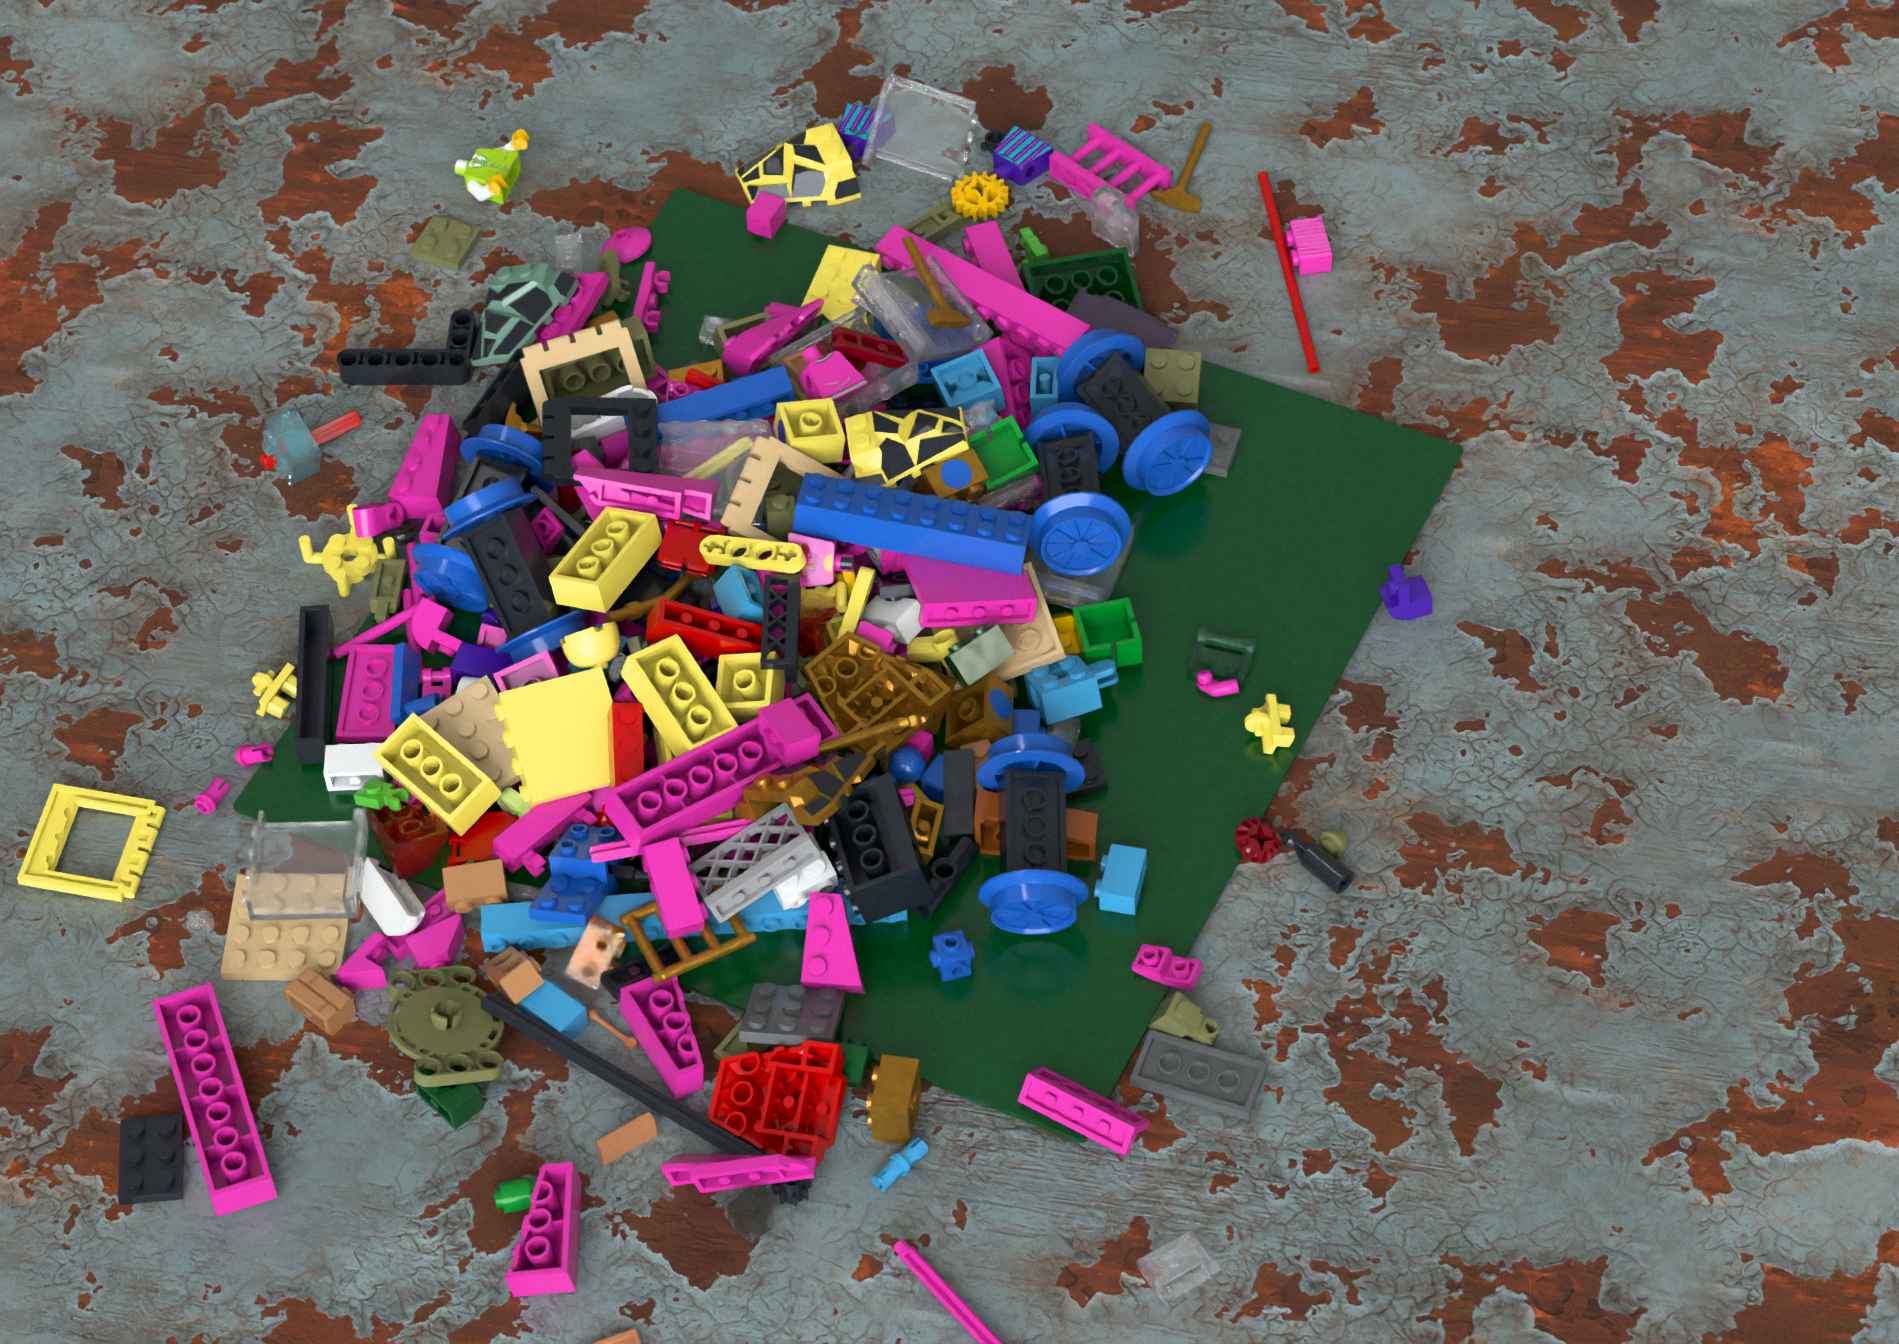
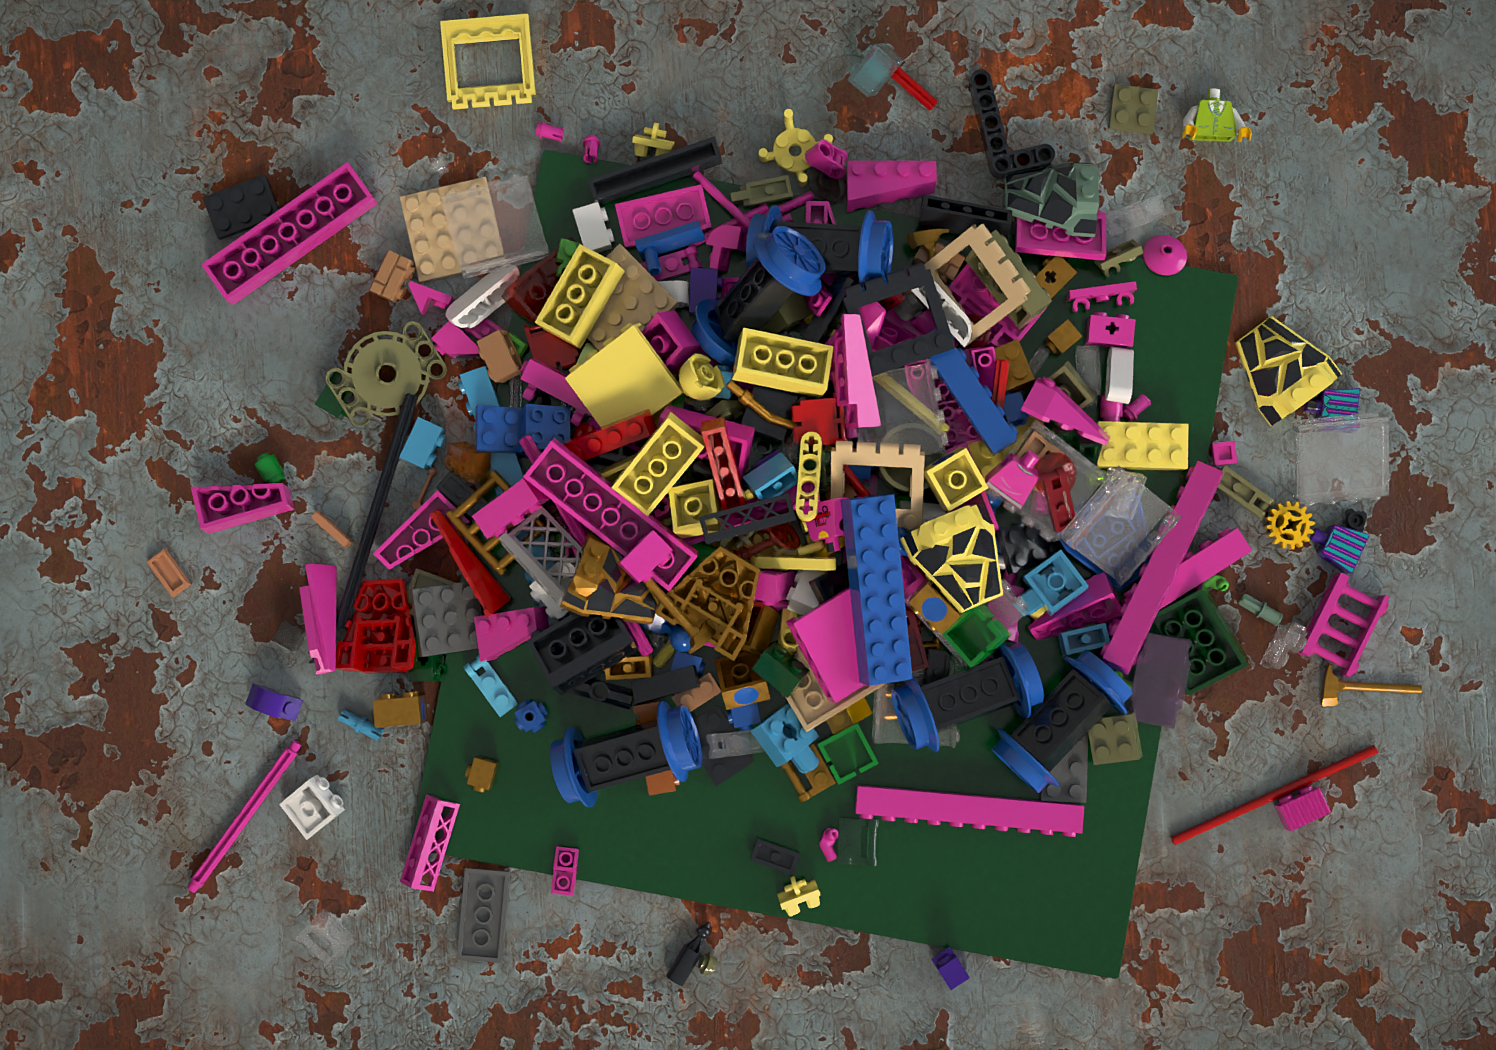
camera: 70 degrees right, 35 degrees up
(514, 974) = (437, 408): medium nougat brick -> none
(684, 343) = (1062, 338): none -> pearl gold brick
(694, 300) = (1097, 335): none -> dark pink brick
(748, 296) = (1119, 375): none -> white beam
(766, 214) = (1217, 359): dark pink brick -> none
(767, 964) = (481, 580): none -> red wedge
(779, 516) = (868, 481): olive brick -> none
(790, 294) = (1136, 407): none -> dark pink pin
(831, 1253) = (273, 703): none -> dark purple brick
(873, 234) = (1223, 453): none -> dark pink plate
(897, 999) = (491, 686): none -> medium azure plate
(944, 315) = (1123, 546): pearl gold piece -> none
(991, 1238) = (312, 806): none -> white plate
(1009, 1026) = (481, 773): none -> pearl gold brick
(1033, 247) = (1238, 588): bright green plate -> none
(1069, 239) = (1260, 609): none -> sand green axle
(1122, 879) = (629, 820): dark azure brick -> none
(1131, 681) = (819, 778): none -> pearl gold plate
(1182, 1017) = (520, 895): olive brick -> none
(1214, 540) = (969, 809): none -> dark pink brick
(1214, 740) = (775, 856): none -> black plate
(1249, 847) = (700, 902): dark red gear -> none

